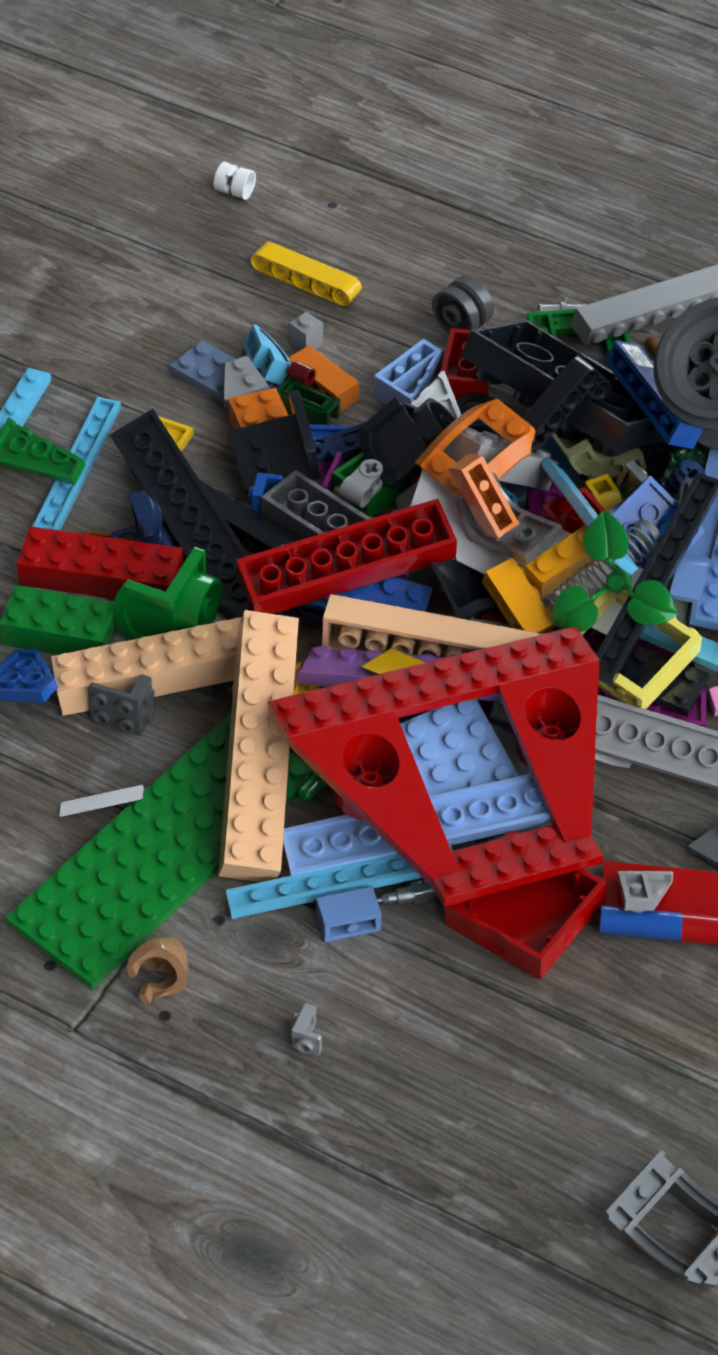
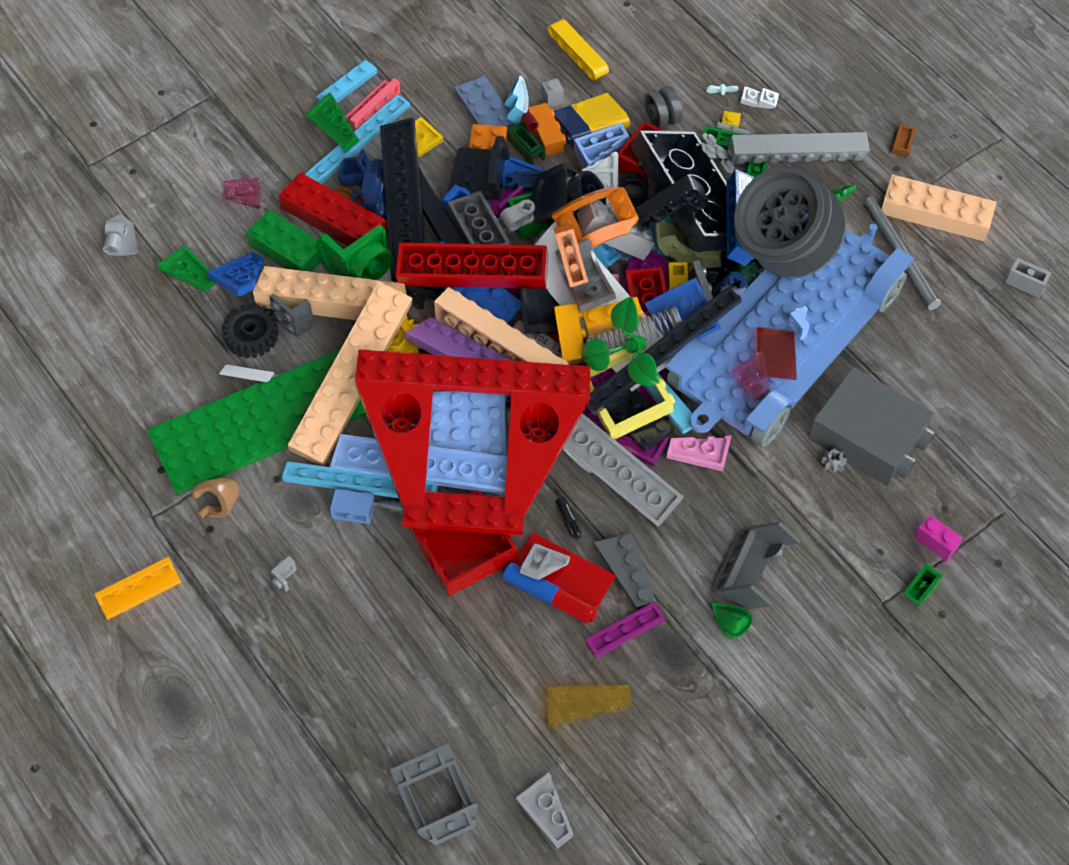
camera: 25 degrees right, 10 degrees up
(73, 747) = (250, 331): none -> black wheel
(78, 413) = (373, 102): none -> coral fence
(107, 502) = (354, 168): none -> dark blue piece
(113, 1125) = (138, 589): none -> light orange fence
(242, 379) = (491, 112): light grey wing -> none
(373, 347) = (590, 117): none -> yellow door
(391, 661) = (465, 348): yellow sticker -> none
(515, 267) = (721, 88): none -> light aqua piece
(549, 296) = (731, 118): none -> yellow plate
(566, 337) = (713, 149): none -> light grey plant
(575, 264) = (759, 99): none -> white slope
(580, 505) = (643, 288): medium azure tile -> none
(636, 827) = (570, 520): none -> black piece

